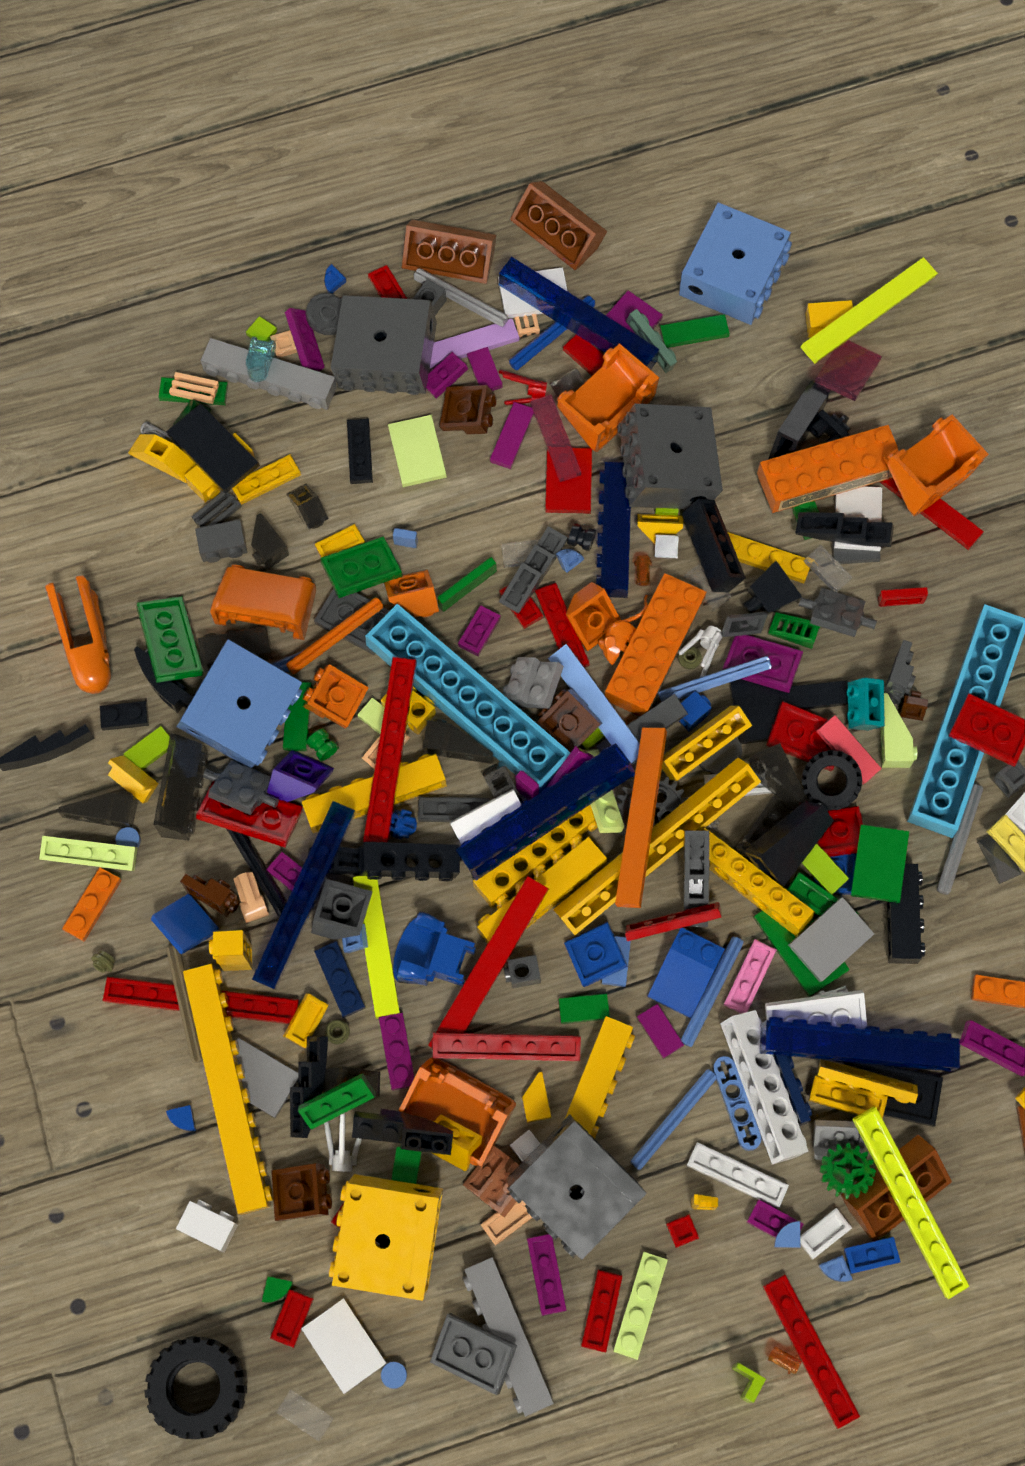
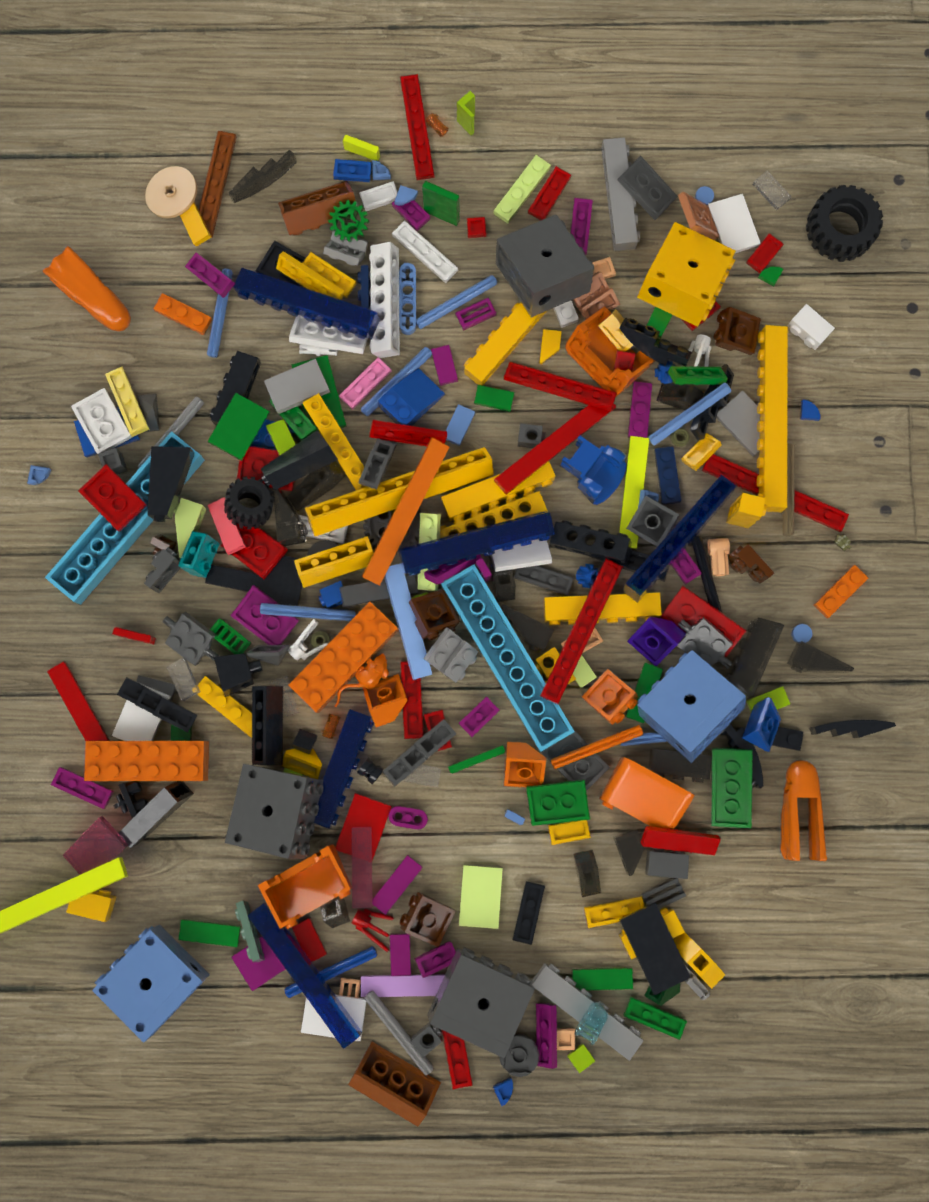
camera: 165 degrees left, 10 degrees up
(88, 853) = (836, 630): yellowish green plate -> none
(132, 778) = (787, 680): yellow panel -> none
(150, 713) = (762, 724): none -> blue slope
(184, 923) = (776, 548): blue tile -> none
(194, 380) = (669, 1027): light nougat tile -> none
(213, 565) = (680, 840): none -> red tile
(259, 411) = (603, 978): none -> green tile
(322, 744) = (631, 660): green wheel -> none
(332, 1057) = (689, 413): none -> medium blue axle
(375, 1104) = (662, 372): none -> blue gear
(393, 1326) = (698, 216): none -> nougat tile
(435, 1105) = (624, 360): none -> red tile
(523, 501) = (408, 816): none -> magenta plate
(557, 224) = (290, 1078): dark orange slope -> none
(569, 559) = (386, 755): medium blue tile -> none
(595, 954) = (472, 431): blue tile -> none
(628, 1126) = (465, 326): none -> magenta tile
(704, 1202) = (455, 237): yellow tile -> none
(736, 1231) = (441, 203): none -> green tile
(872, 1290) = (361, 148): none -> neon yellow tile
(902, 427) = (85, 790): none -> magenta plate
(910, 1202) = (313, 188): neon yellow tile -> none
(935, 464) = (60, 733): orange windscreen -> none
(937, 769) = (167, 477): none -> black slope
(962, 999) = (218, 320): none -> medium blue axle
(989, 1200) = (257, 180): none -> clear smoke slope

